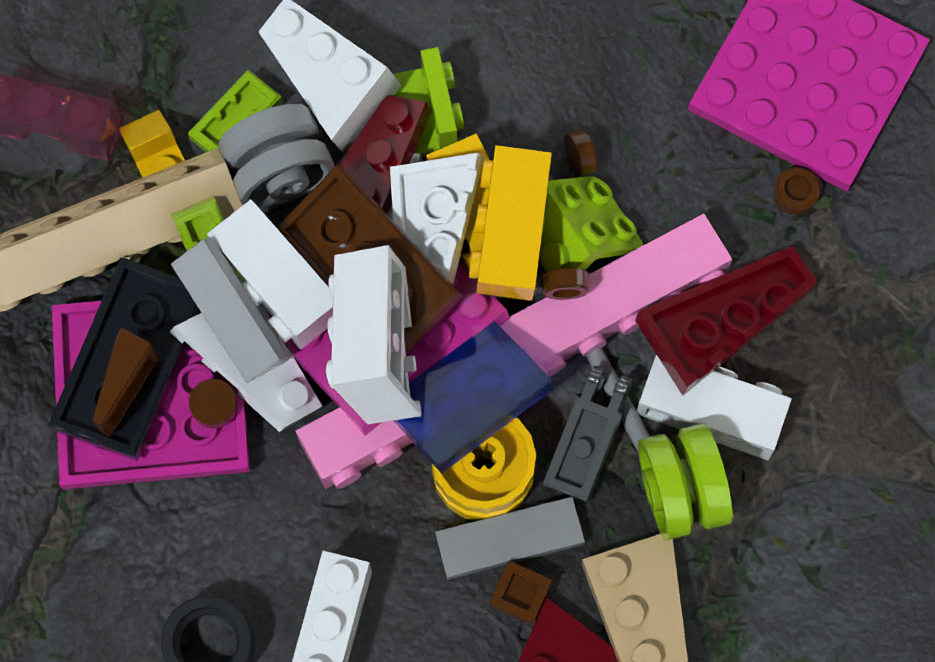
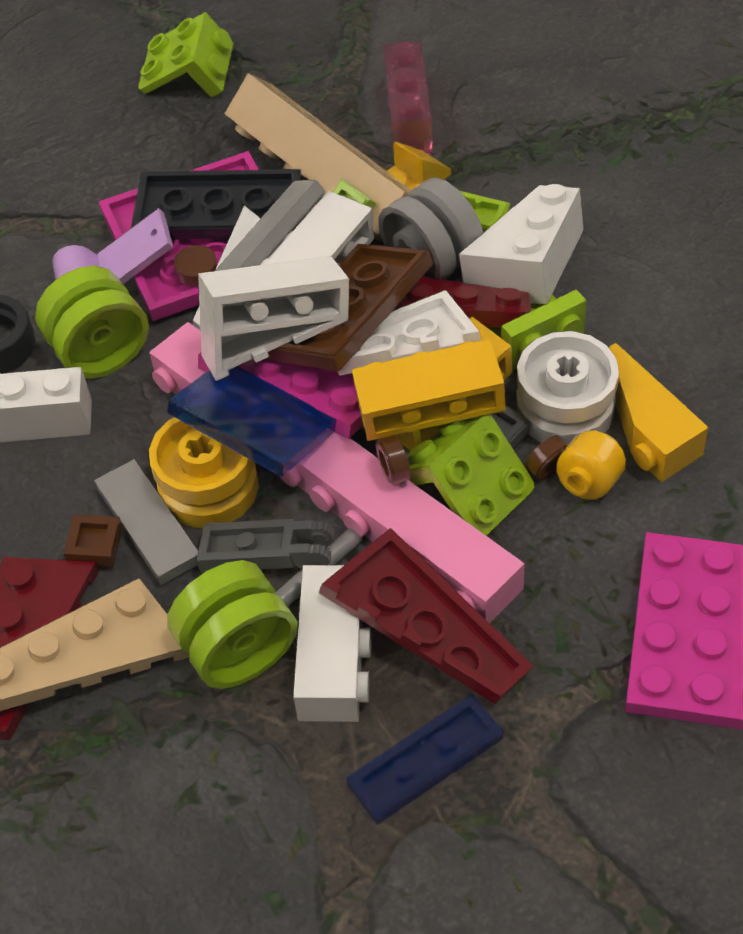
camera: 75 degrees right, 20 degrees down
(126, 373) = (207, 184): reddish brown slope -> none
(166, 489) = (125, 255): none -> lavender door
(251, 529) = (91, 321): none -> lime wheel
(516, 102) = (566, 385): none -> white wheel
(571, 49) = (656, 424): none -> yellow slope
(605, 118) = (593, 463): none -> yellow head
(796, 191) = (600, 659): reddish brown tile -> none
(843, 365) = (424, 758): none -> clear blue tile

